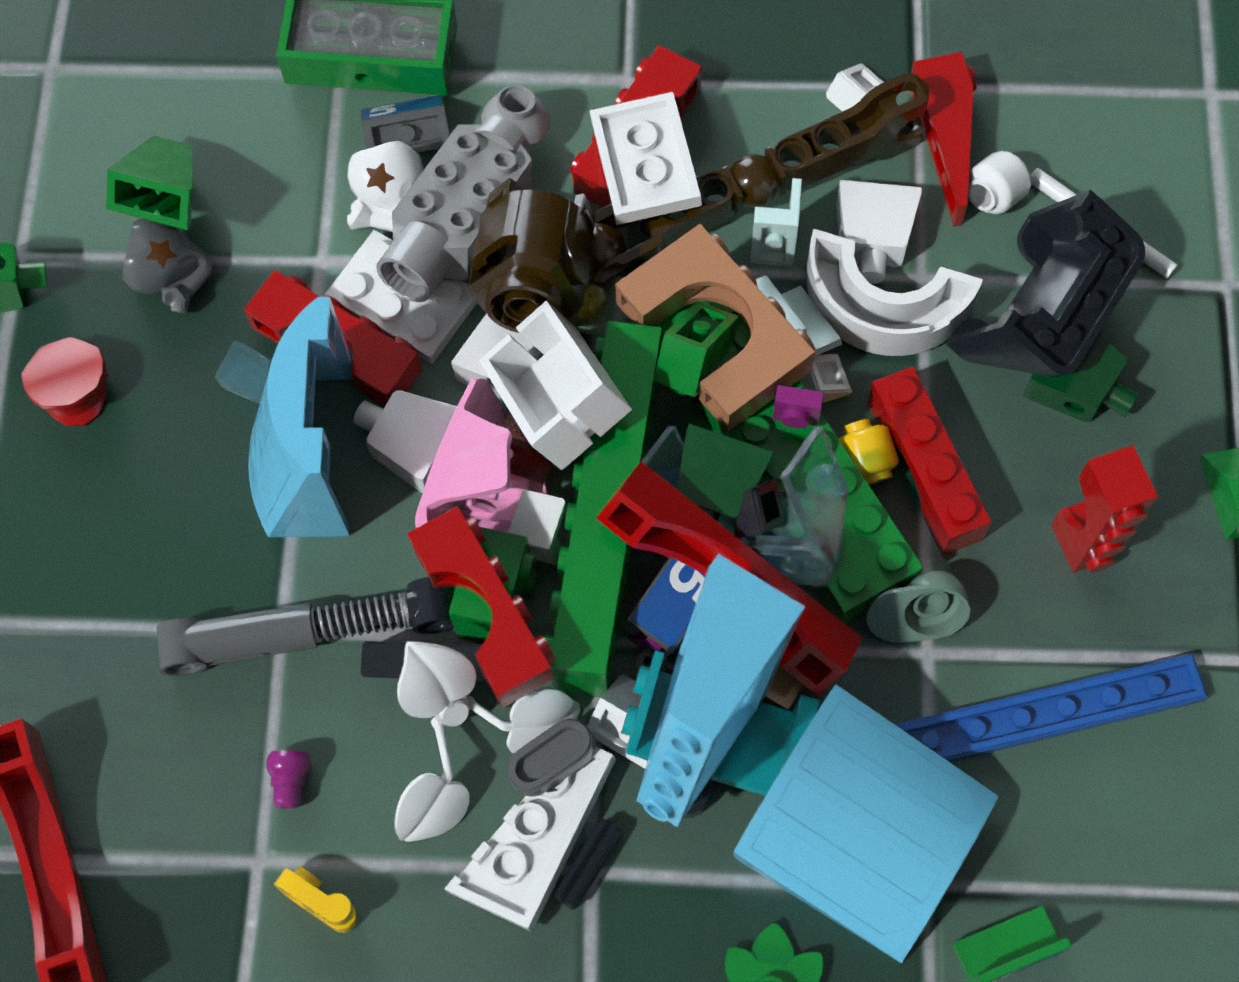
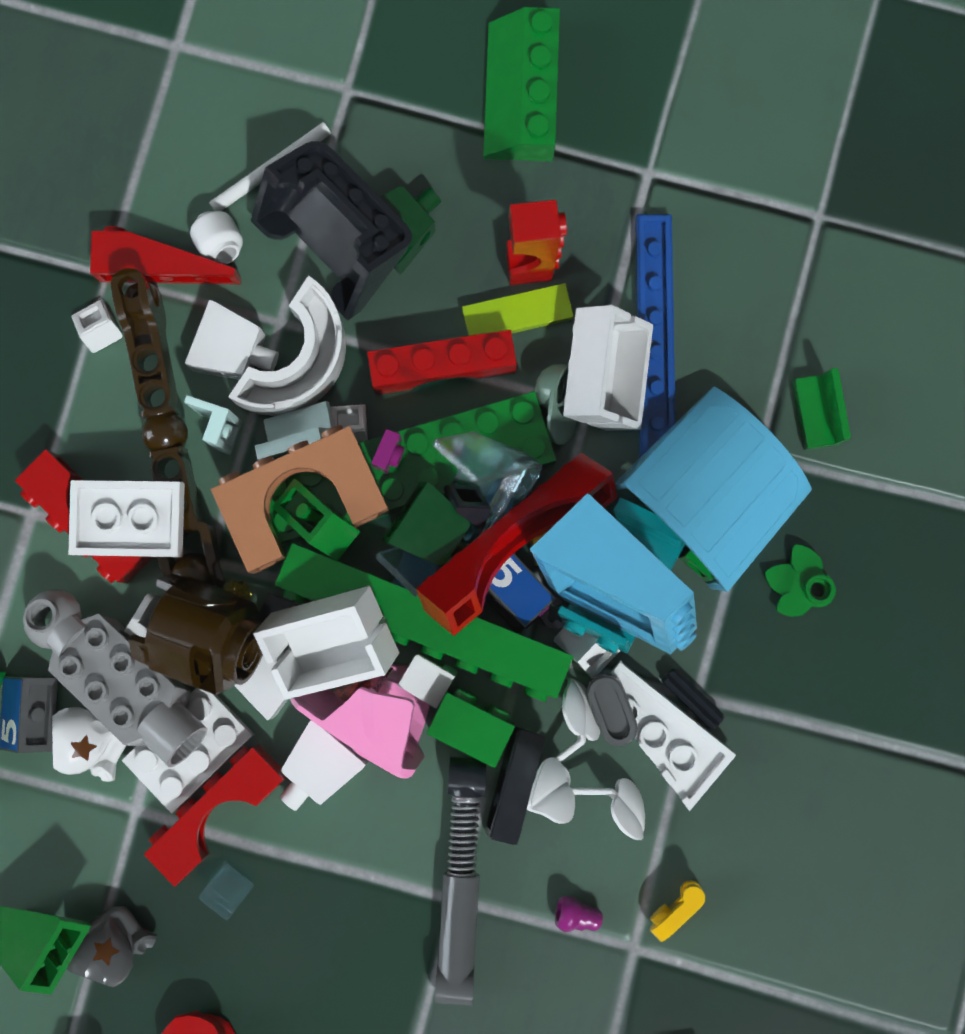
camera: 85 degrees left, 15 degrees up
(285, 452) = (297, 871): medium azure windscreen -> none
(453, 557) = (452, 755): red arch -> none
(870, 450) = (423, 405): yellow head -> none
(978, 651) = (608, 368): none -> white piece
(1021, 542) = (519, 311): none -> lime tile

